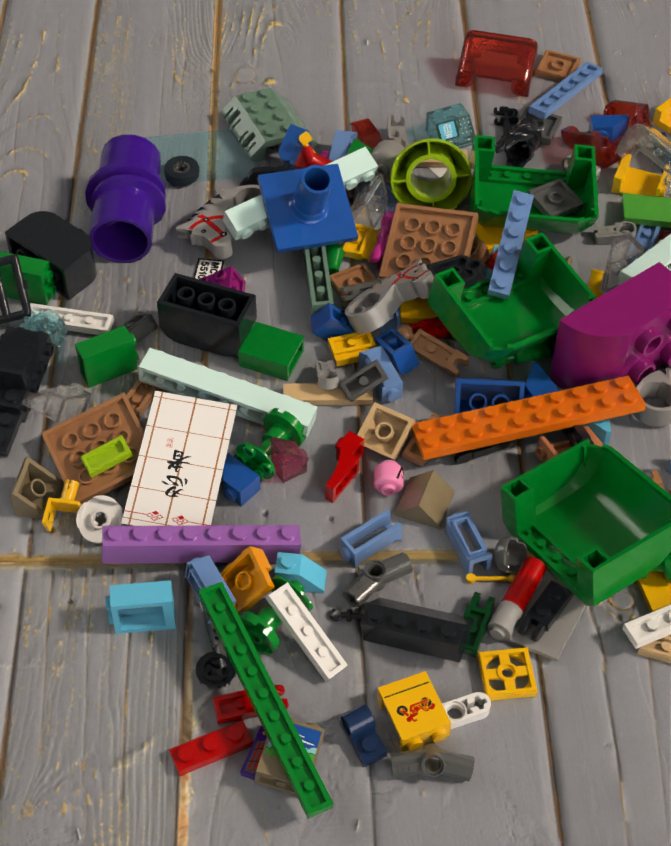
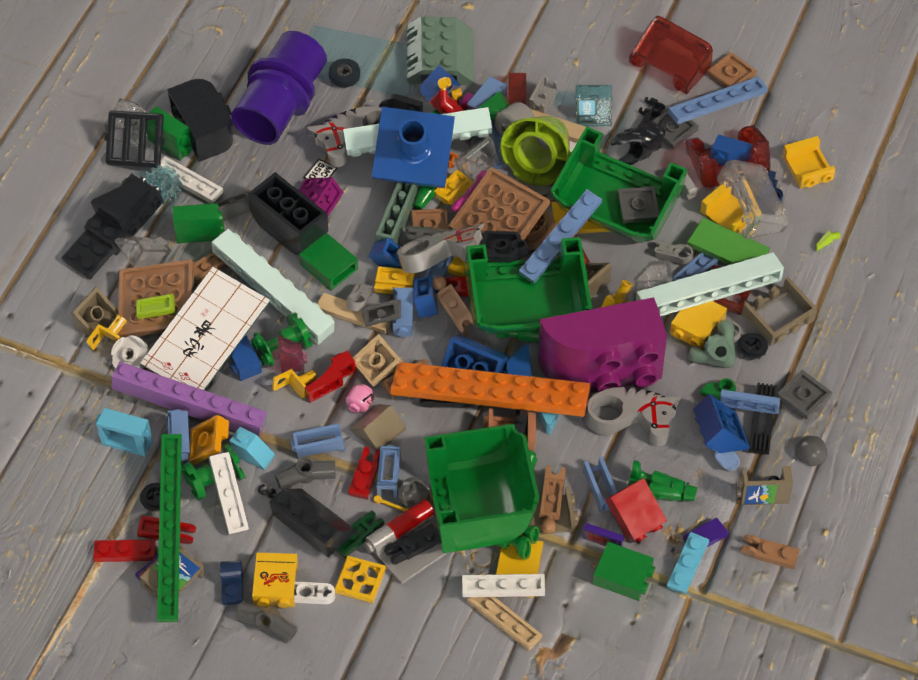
camera: 25 degrees right, 5 degrees up
(309, 485) = (298, 383): none -> yellow bracket
(441, 557) = (364, 475): none -> red hinge

